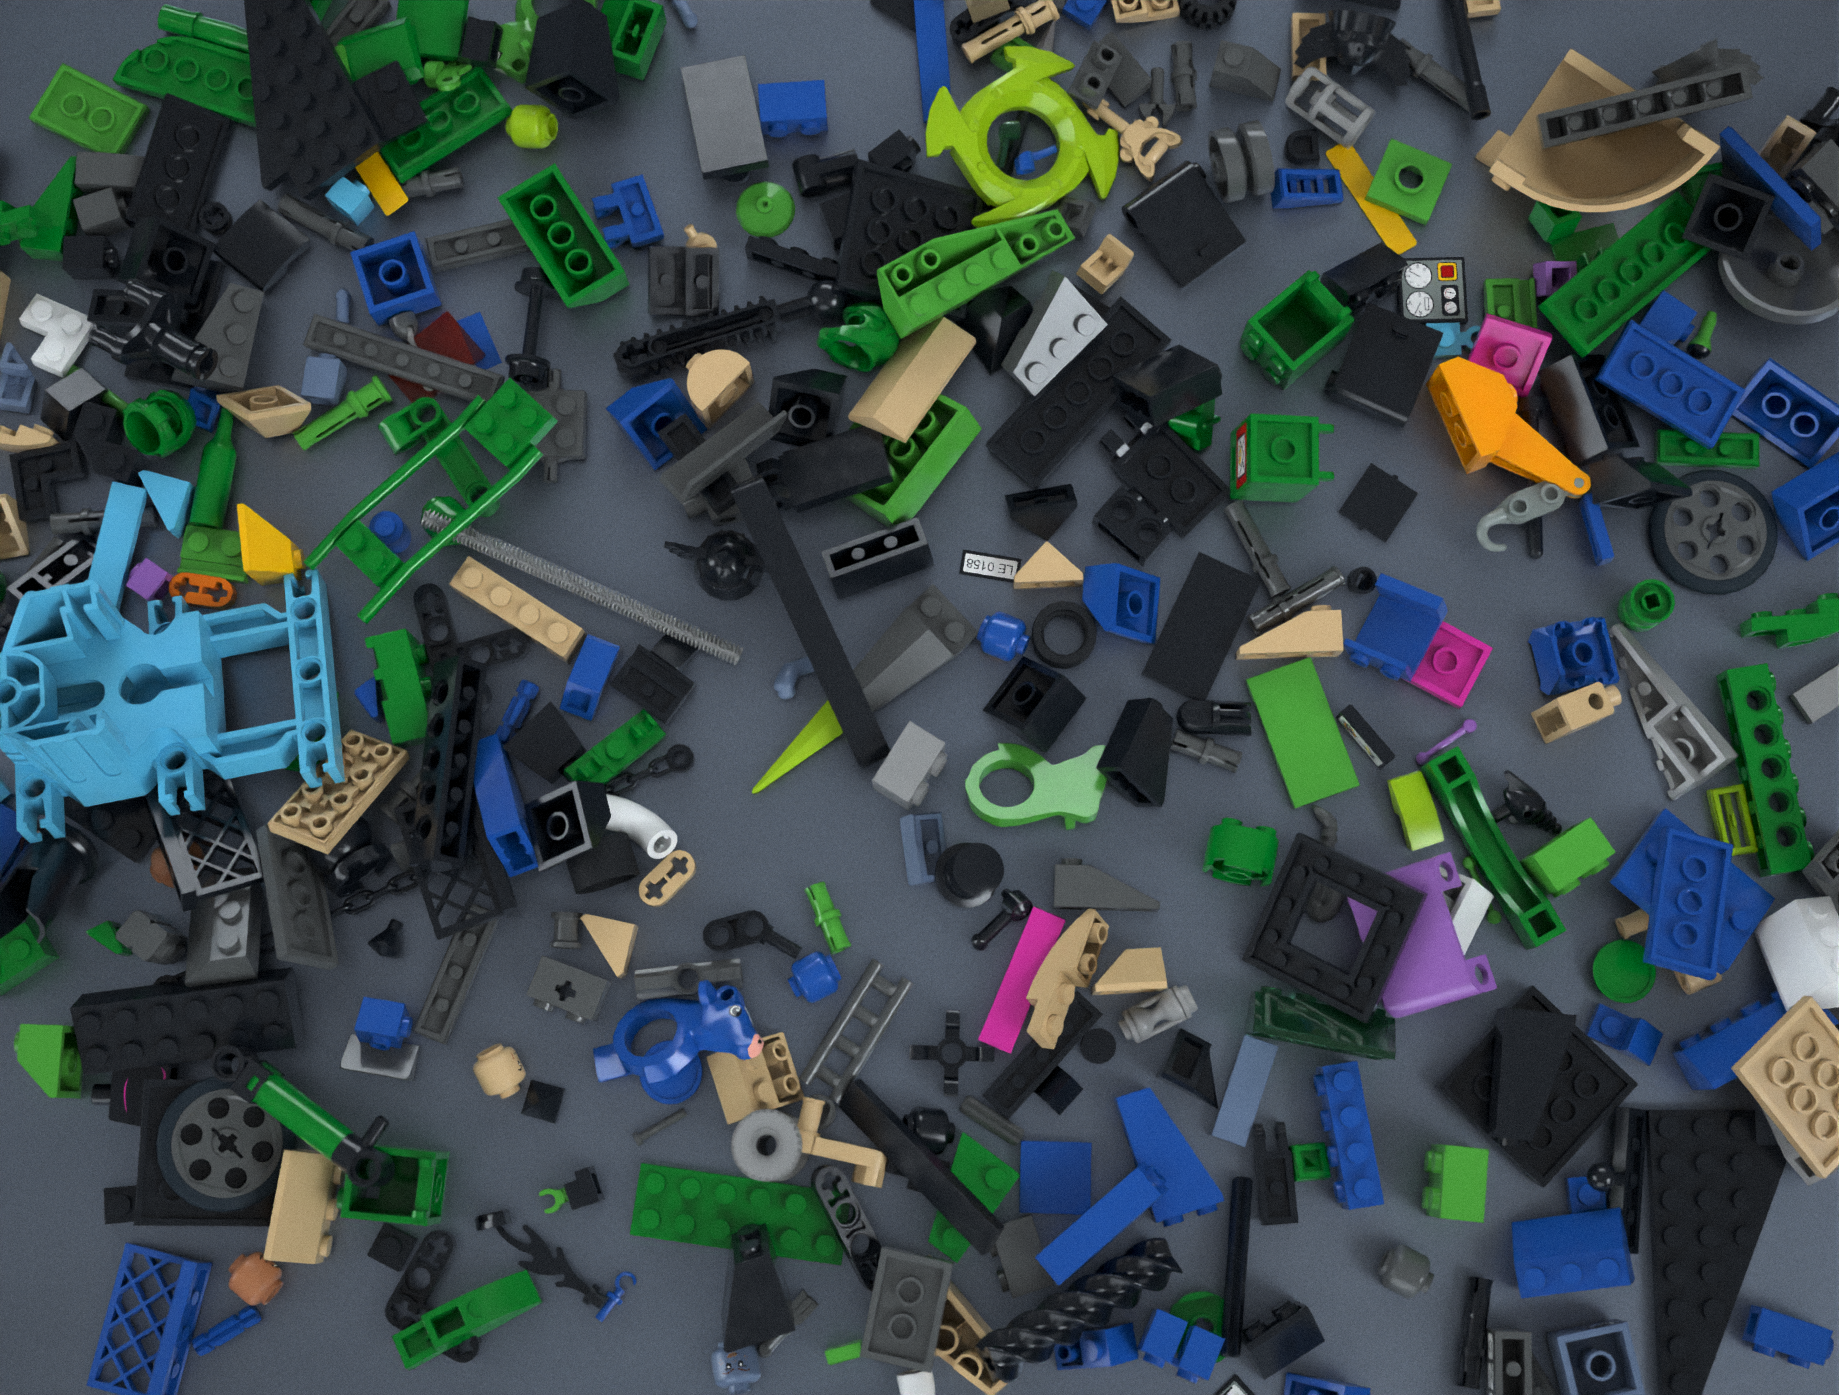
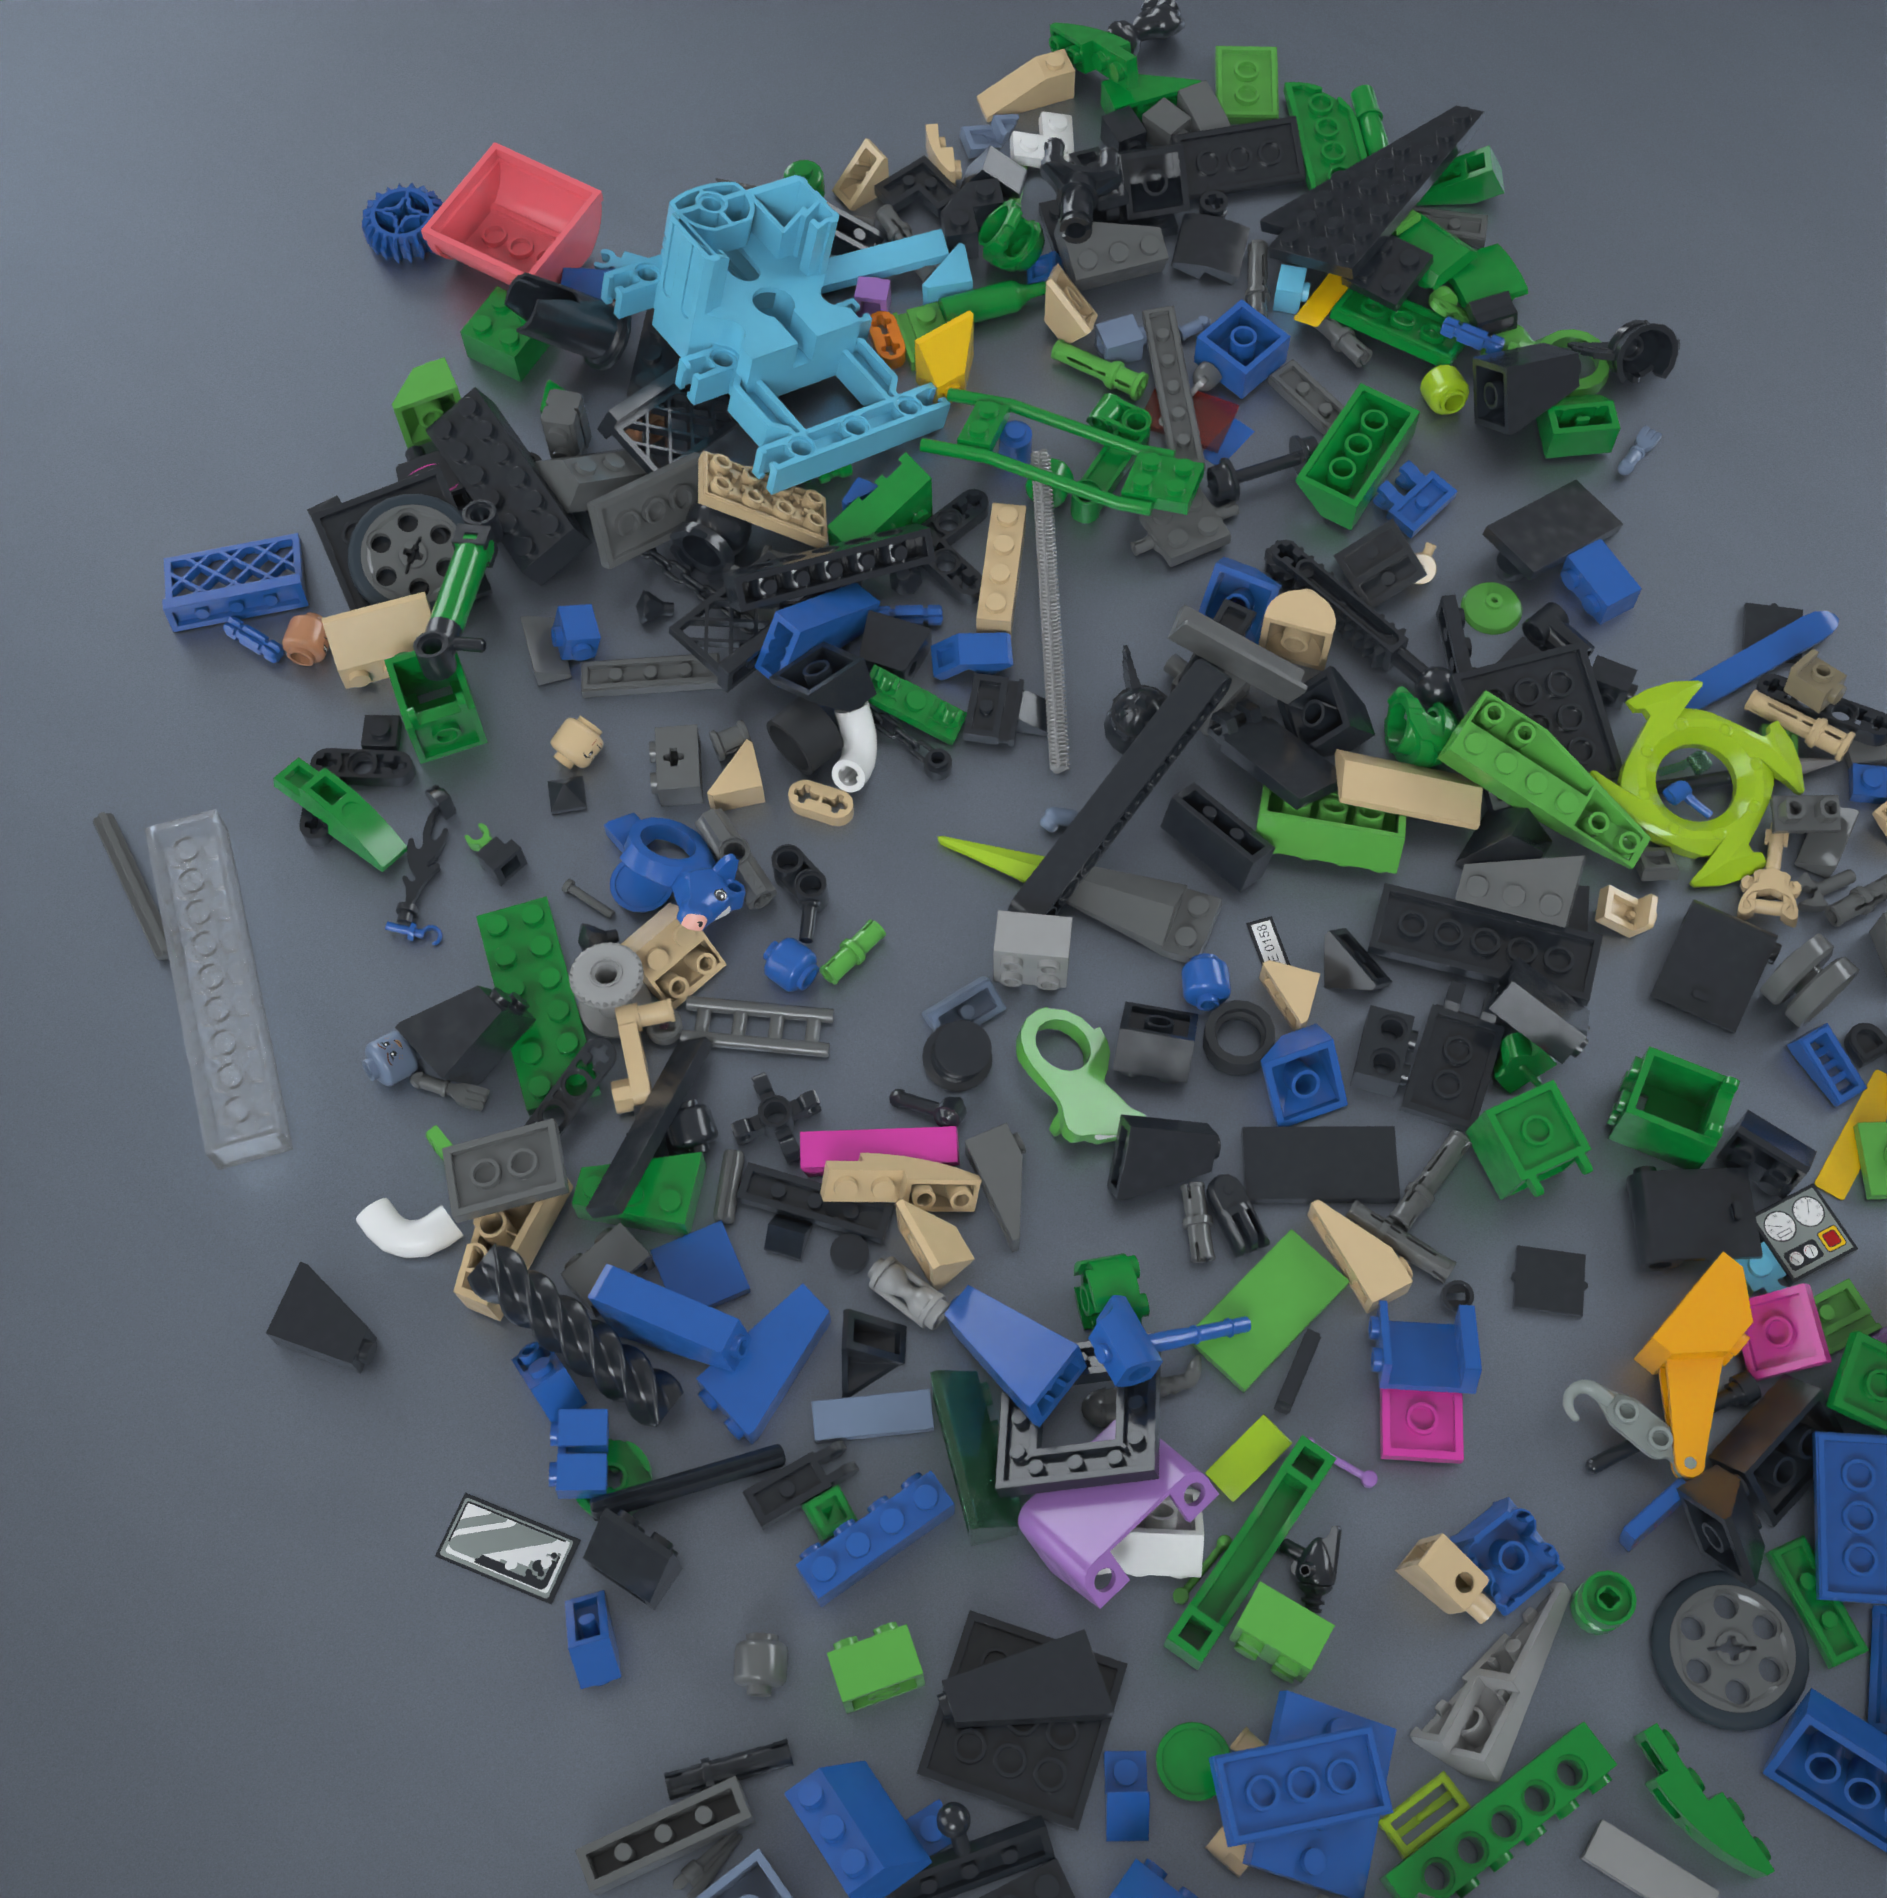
camera: 65 degrees right, 15 degrees down
(494, 72) = (1471, 336): none -> blue axle
(704, 1138) = (591, 935): none -> black rock
(1260, 951) = (1018, 1353): none -> slope
(1308, 865) = (1133, 1354): none -> blue piece

